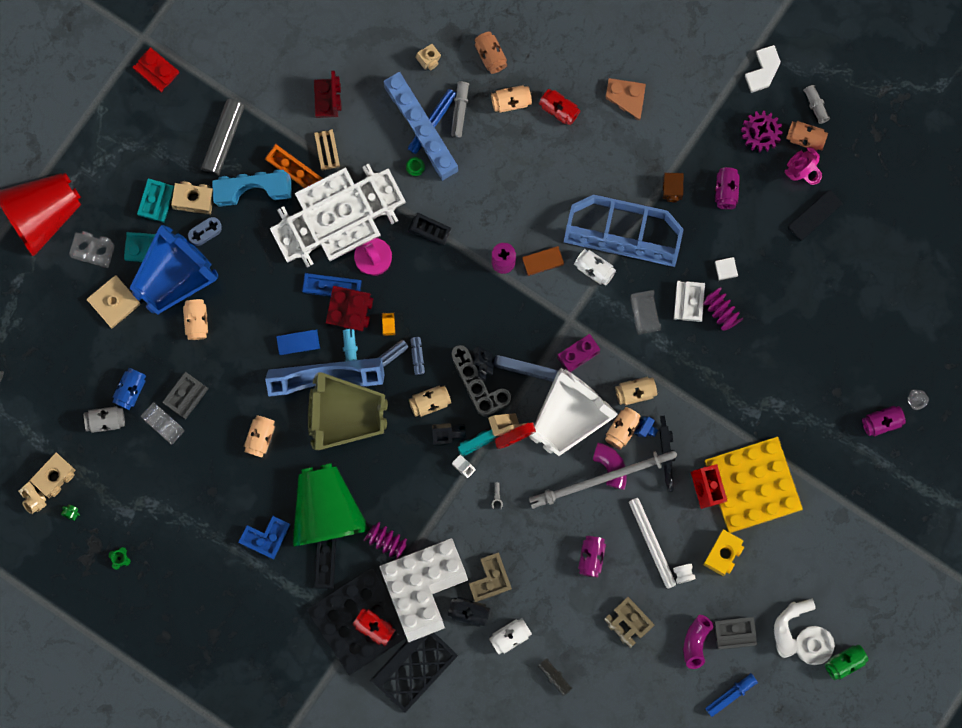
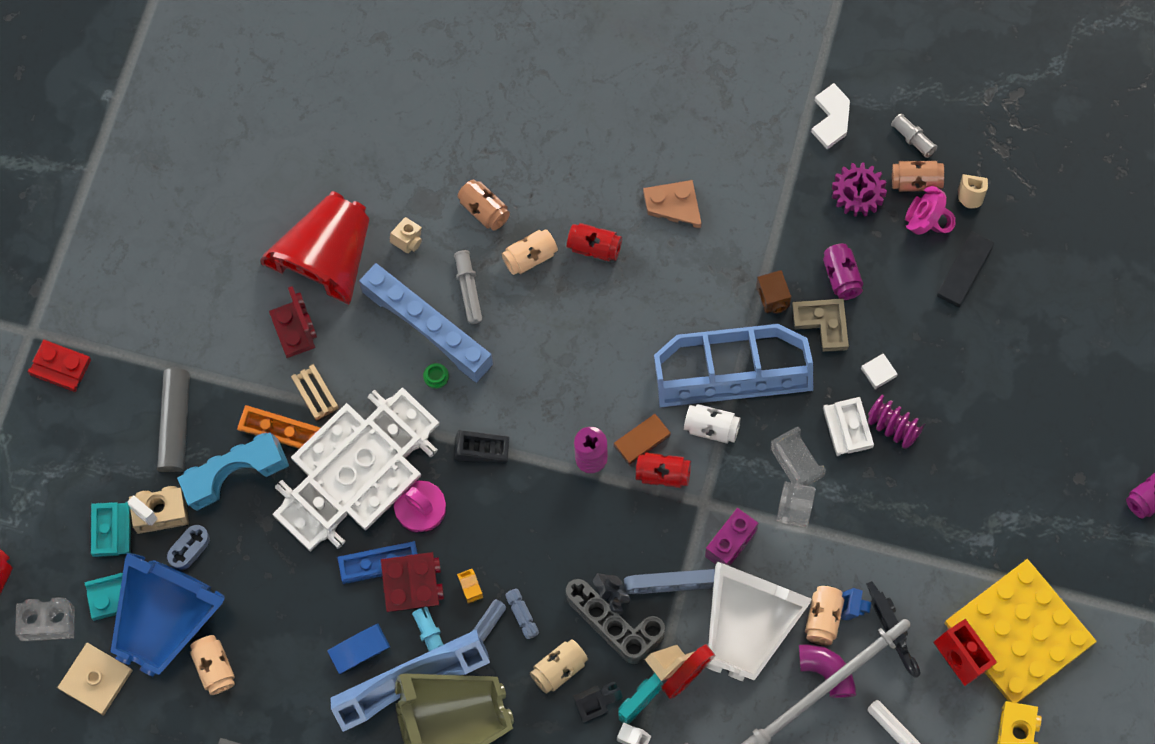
camera: 15 degrees left, 10 degrees down
(180, 197) = (142, 511): none -> white tile
(368, 45) = (324, 246): none -> red cone
(435, 117) = (441, 305): blue axle -> none
(539, 287) = (678, 469): none -> red piece
(626, 390) = (837, 558): tan piece -> none
(631, 345) = (796, 504): none -> clear panel
(704, 217) = (826, 315): none -> dark tan plate
(842, 160) = (972, 196): none -> tan plate

